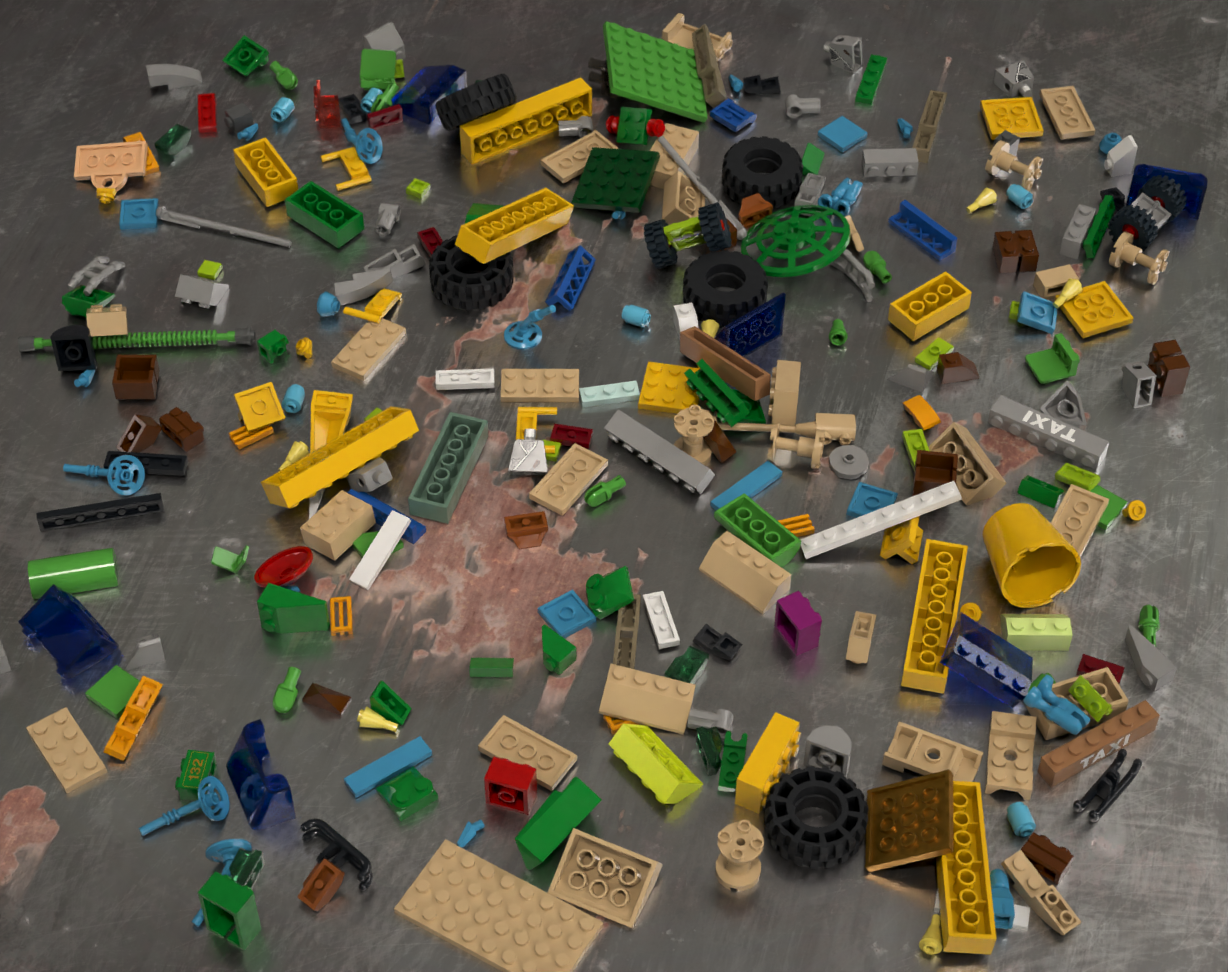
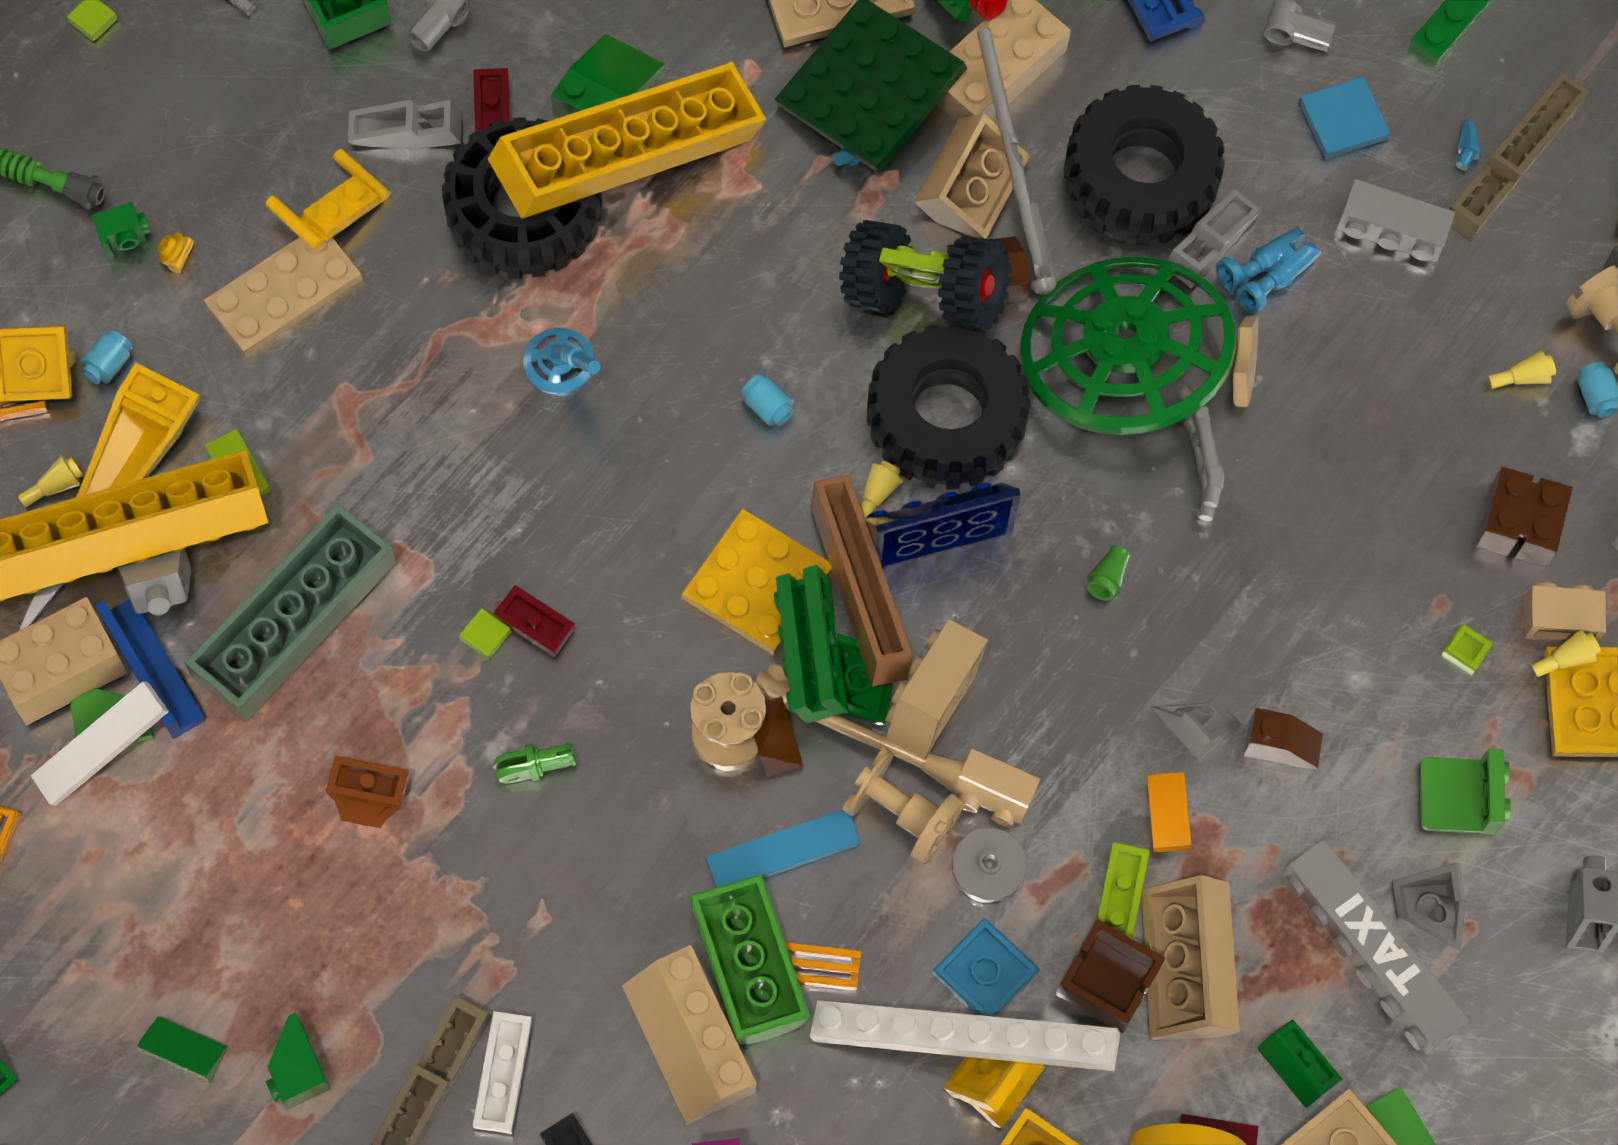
camera: 20 degrees right, 20 degrees up
(200, 290) = (55, 59): light grey slope -> none
(327, 304) = (249, 174): dark azure cone -> none
(362, 285) = (322, 158): light grey slope -> none
(464, 379) = (410, 425): white plate -> none
(528, 420) = (465, 578): yellow plate -> none
(528, 456) = (435, 643): torso -> none
(540, 385) = (534, 486): tan plate -> none
(566, 614) = (354, 993): dark azure tile -> none
(568, 273) = (686, 263): blue fence -> none
(568, 479) = (486, 711): tan plate -> none
(609, 394) = (644, 551): light aqua plate -> none
(609, 592) = (437, 985): green slope -> none
(659, 451) = (662, 720): light grey brick -> none
(684, 317) = (847, 448): white slope -> none
(753, 209) = (1086, 243): dark orange slope -> none
(812, 159) = (1255, 161): green slope -> none
(877, 266) = (1252, 450): bright green arm -> none
(927, 230) = (1391, 398): blue fence -> none
(929, 306) = (1299, 584): yellow brick -> none
(929, 356) = (1260, 686): lime plate -> none
(1037, 312) = (1494, 670): dark azure tile -> none
(1077, 476) = (1378, 1066): lime plate -> none

